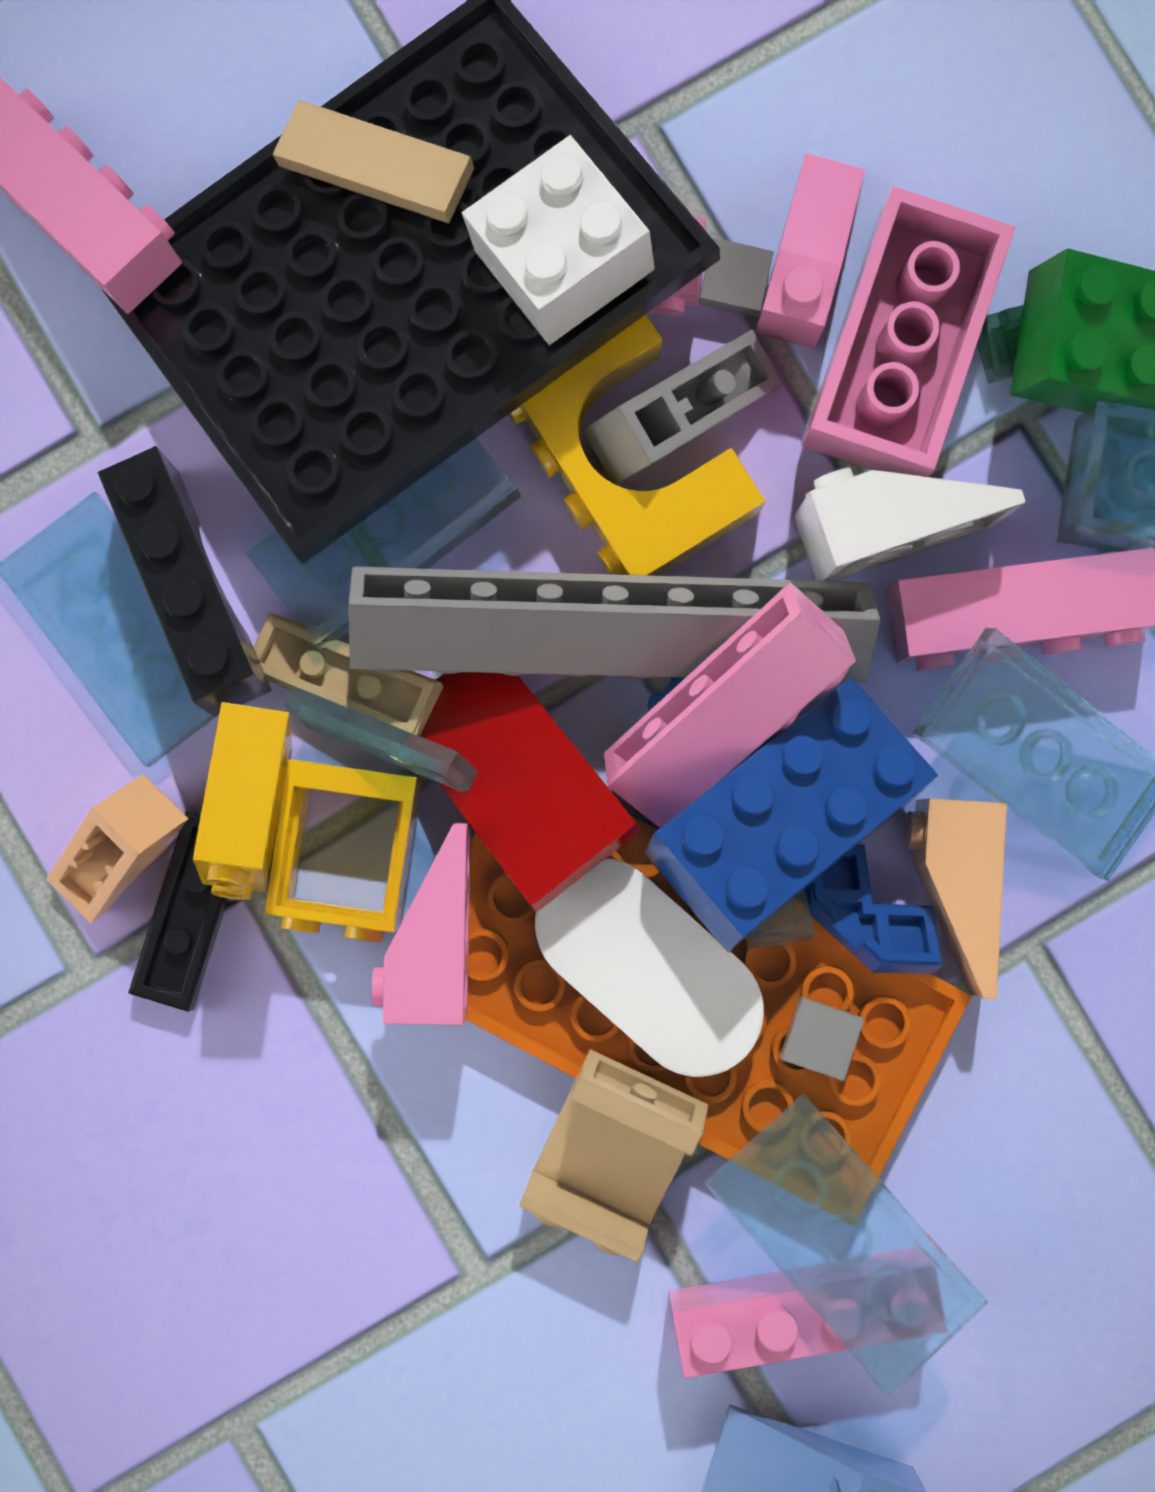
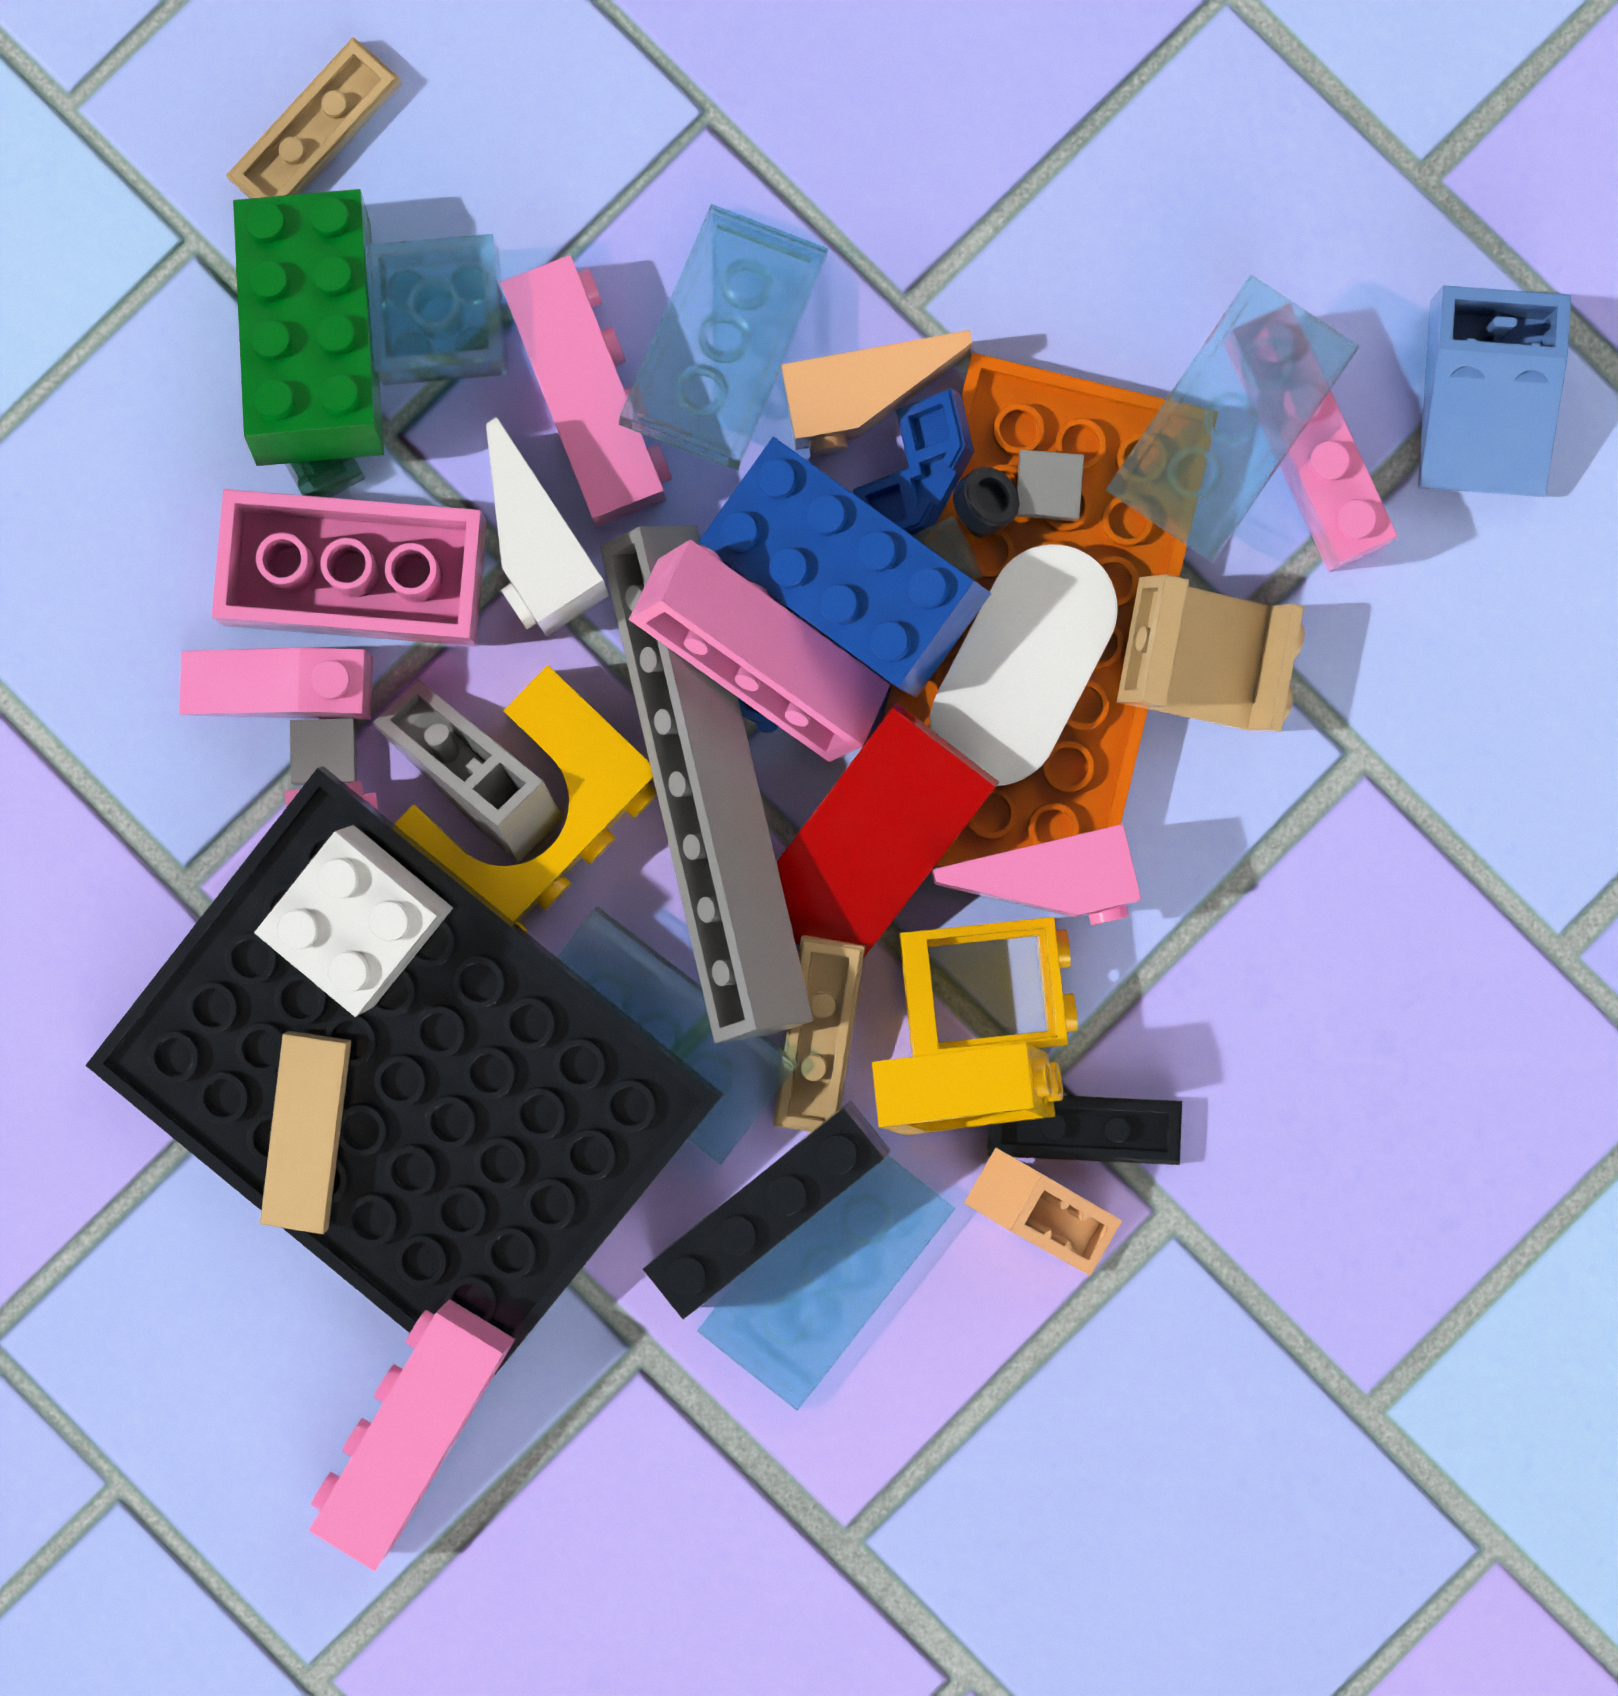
camera: 110 degrees left, 0 degrees up
(381, 740) = (872, 977): clear light blue tile -> none
(821, 971) = (986, 501): none -> black tile

